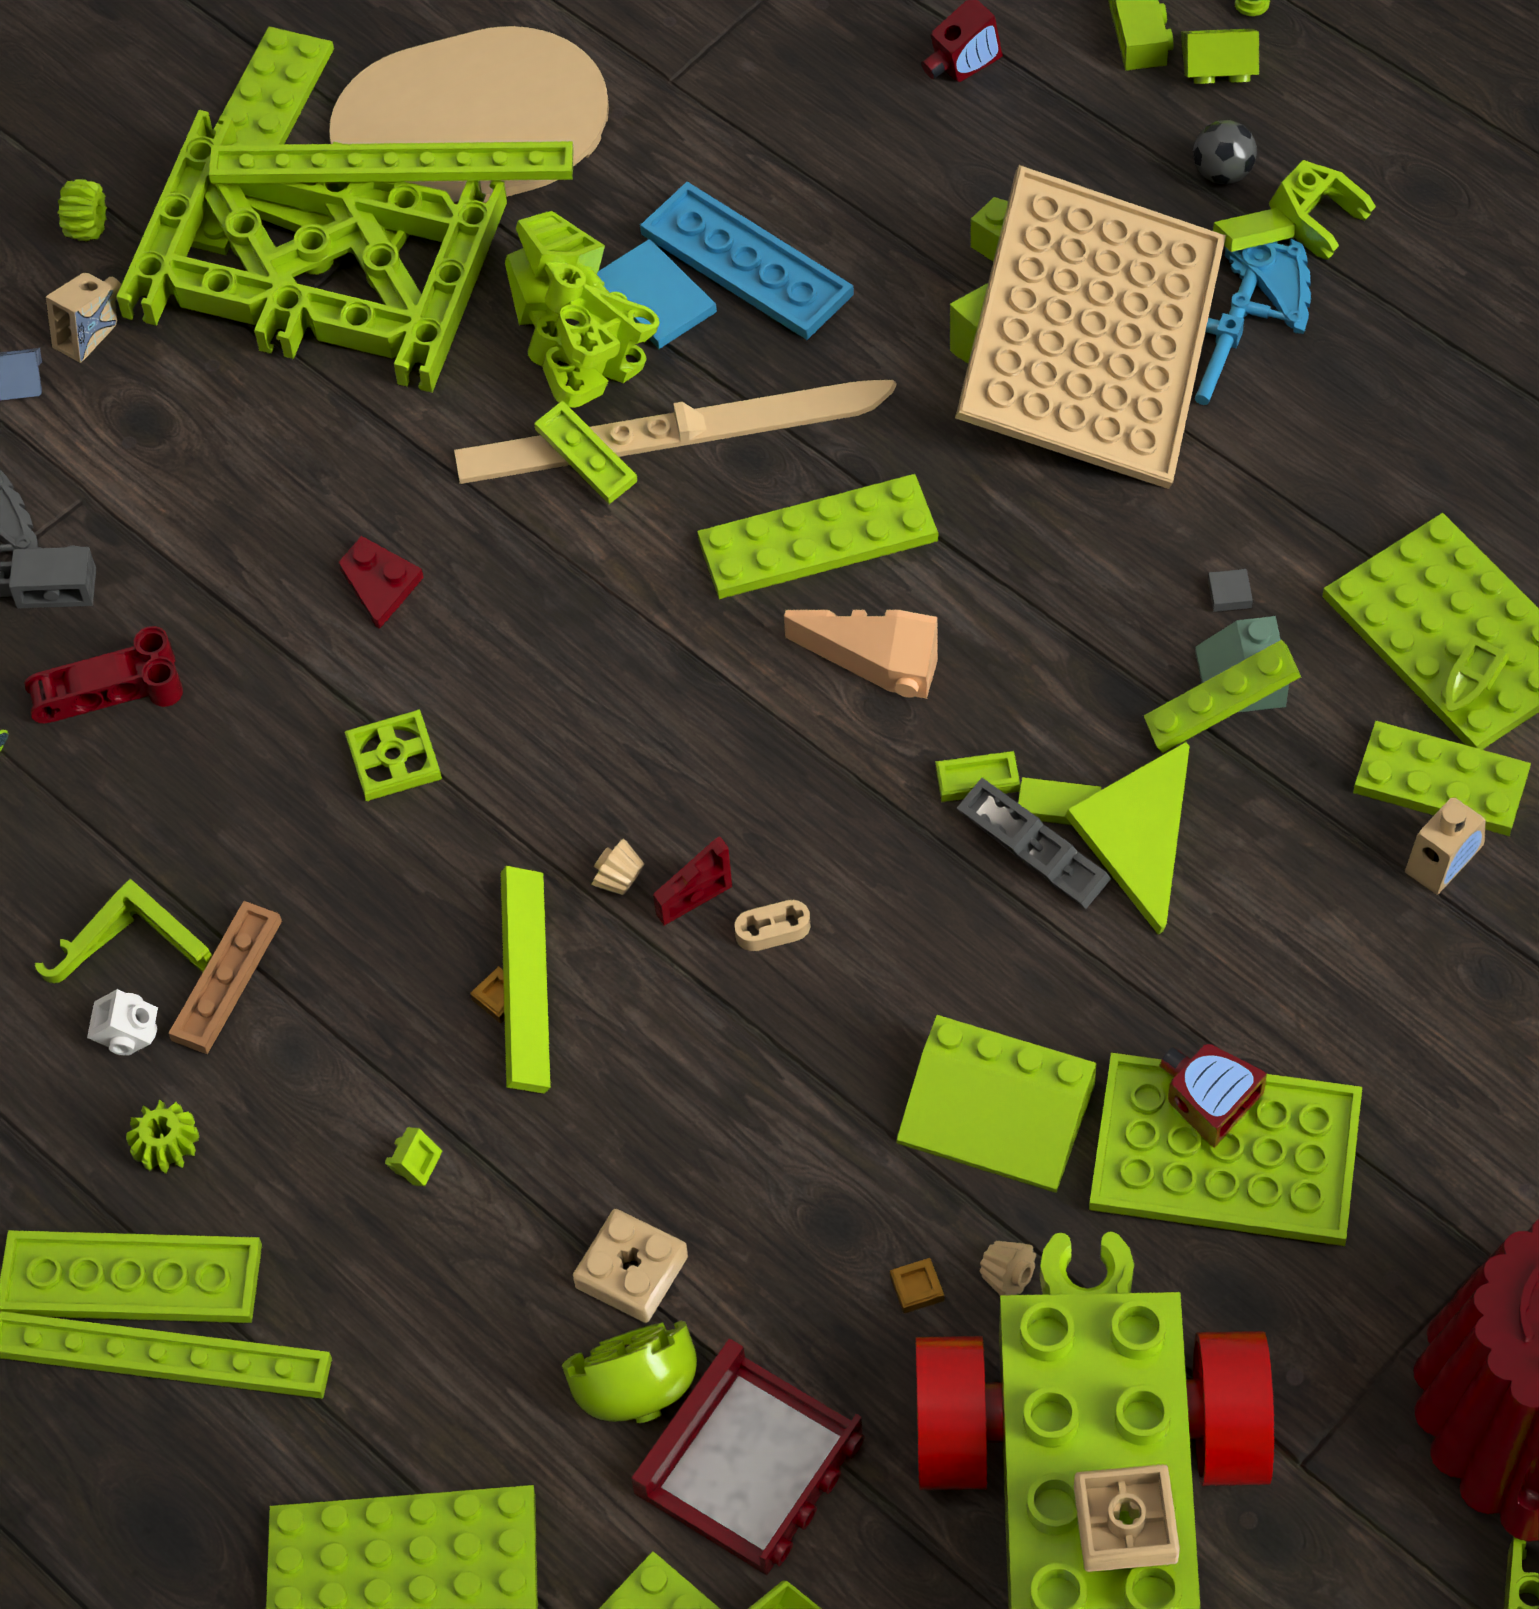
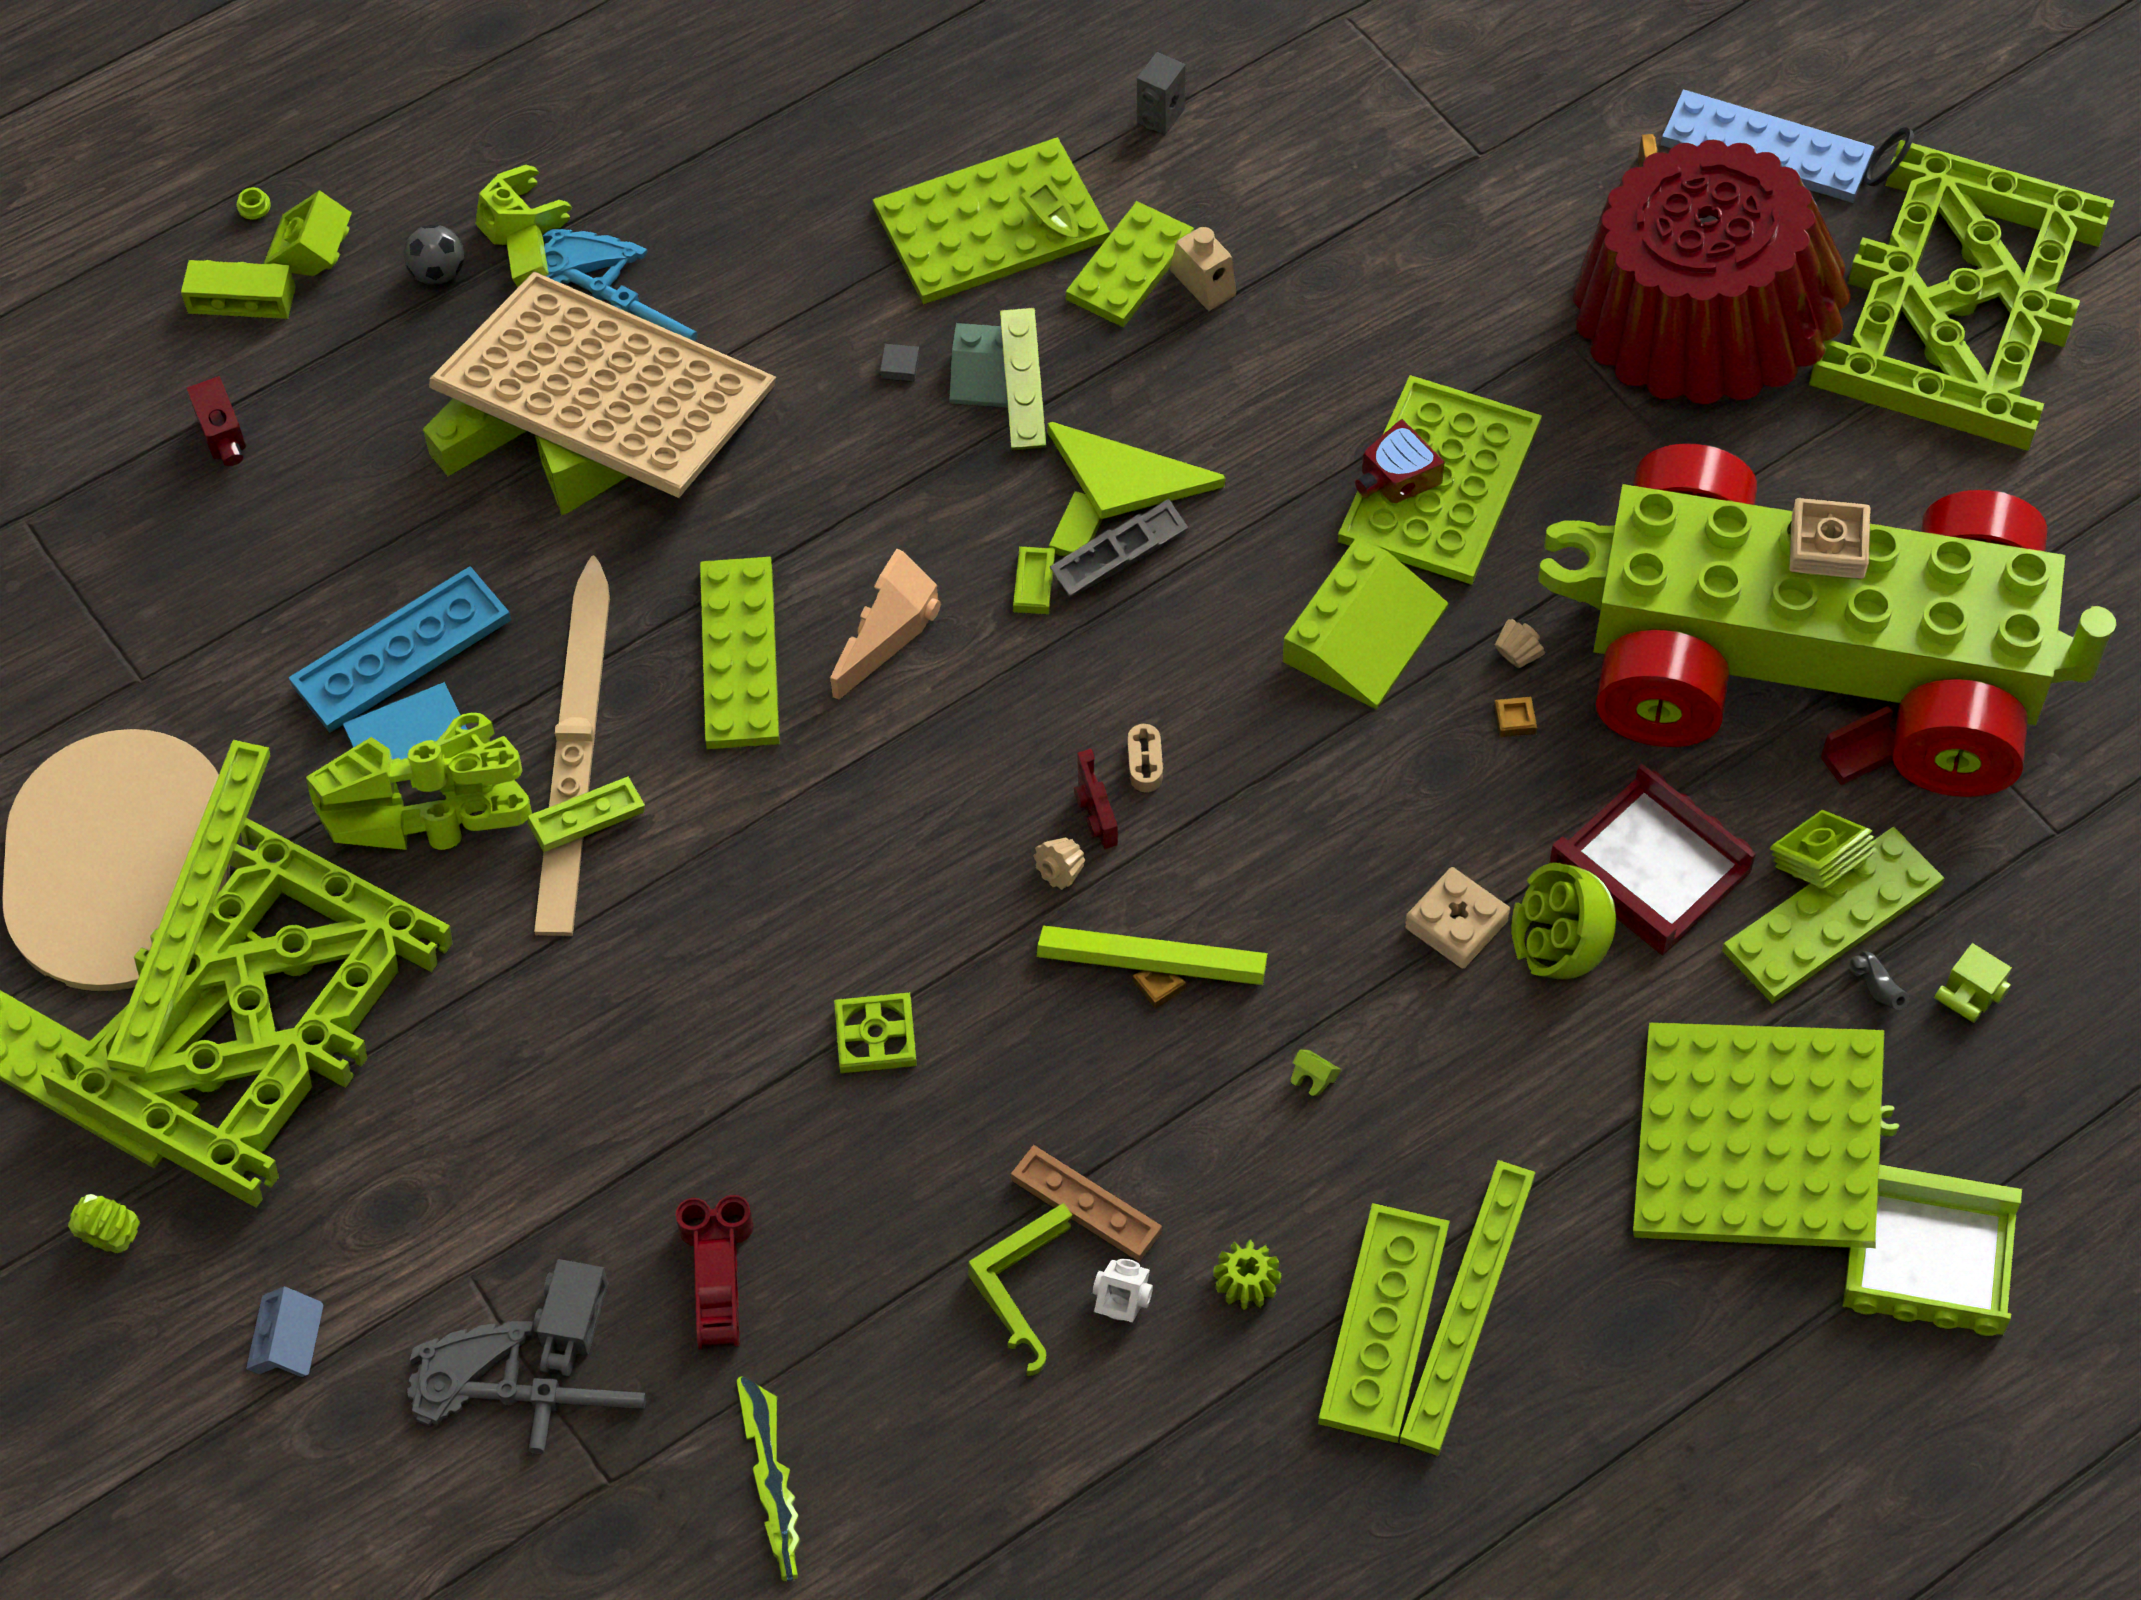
camera: 80 degrees left, 0 degrees up
(82, 314) = (237, 1226): tan torso -> none
(379, 578) = (665, 1018): dark red wing -> none

